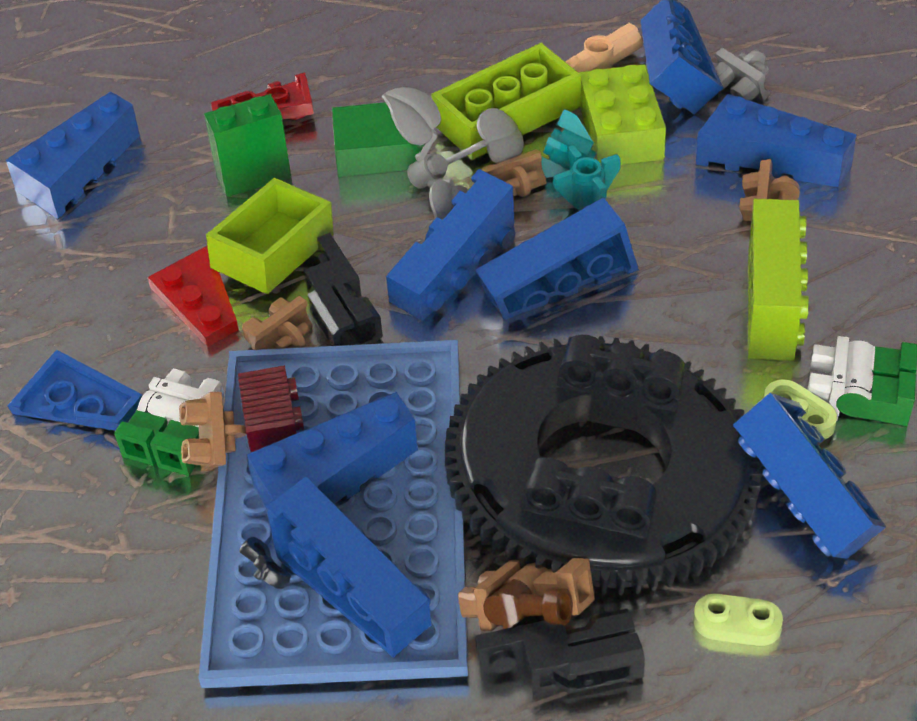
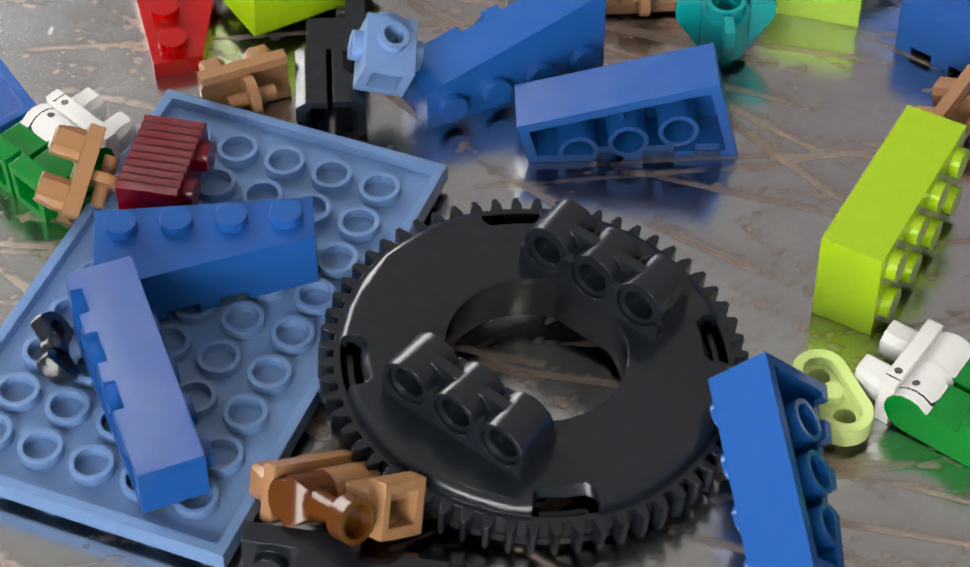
camera: 20 degrees right, 0 degrees up
(382, 276) = (385, 53): none -> medium blue brick

